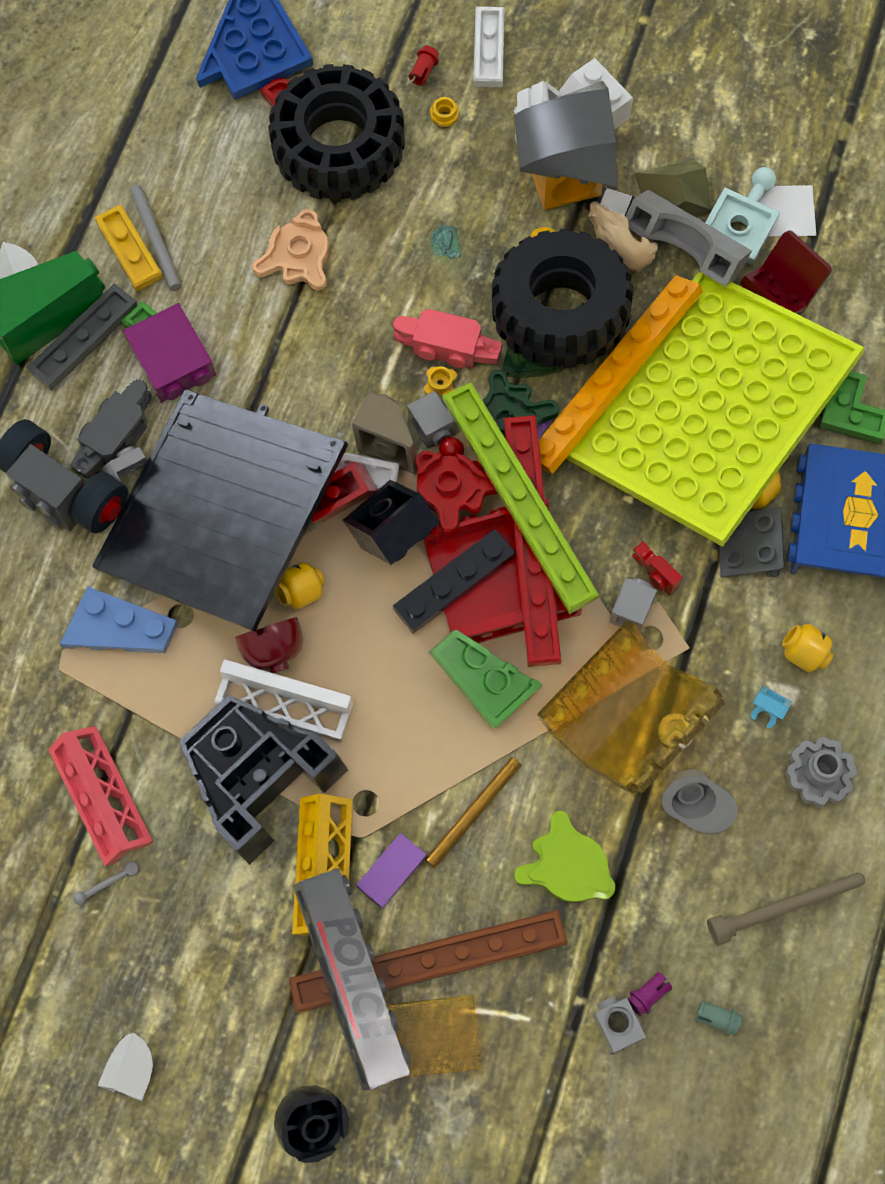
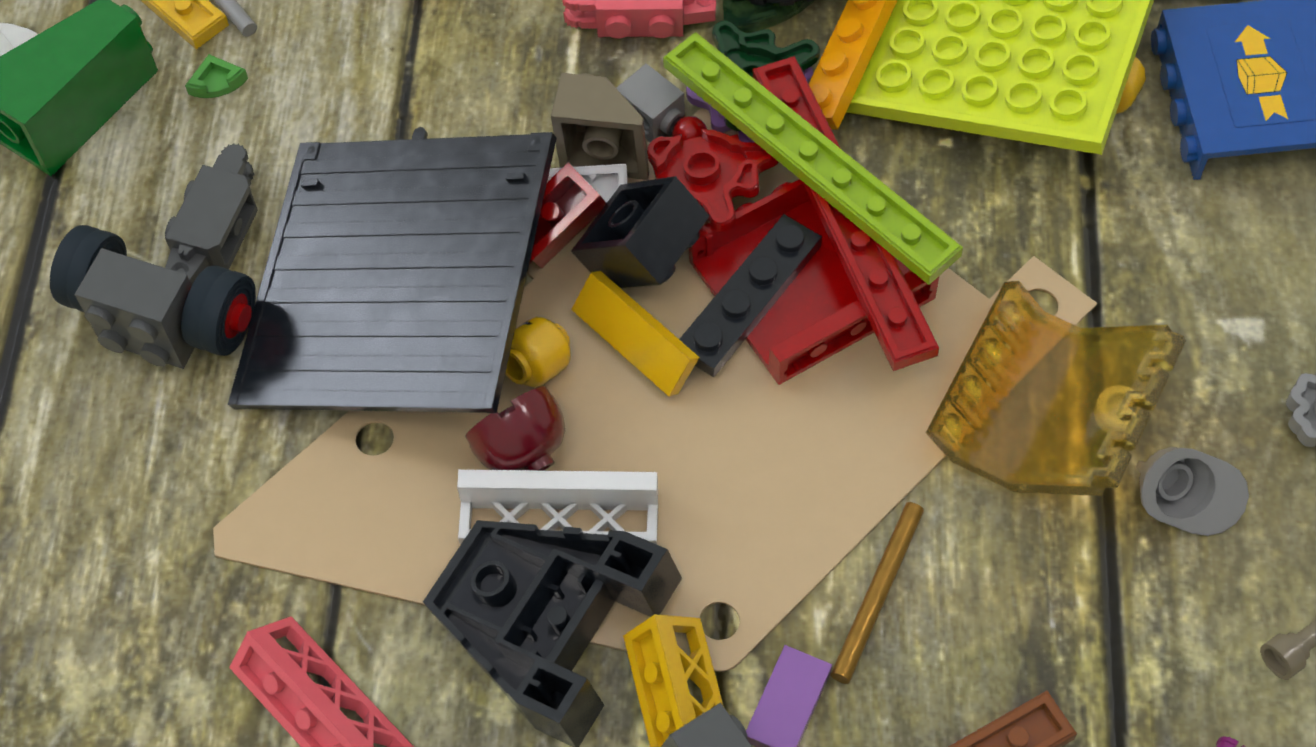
camera: 15 degrees left, 10 degrees down
(82, 337) = (135, 117): dark grey plate -> none
(117, 624) = (287, 469): medium blue wing -> none
(127, 461) = (245, 251): light grey plate -> none
(170, 353) = (265, 106): magenta brick -> none
(368, 589) = (634, 333): none -> yellow tile
(436, 374) = (646, 49): yellow plate -> none
(484, 679) = (839, 408): bright green wing -> none
(569, 864) = (1037, 626): lime tile -> none
(633, 603) = (1003, 258): light grey brick -> none
(660, 572) = (1025, 213): red plate -> none
(755, 545) = (1137, 153): dark grey hinge -> none
(771, 702) = (1238, 341): medium azure tile -> none
(808, 647) = (1257, 258): yellow head -> none

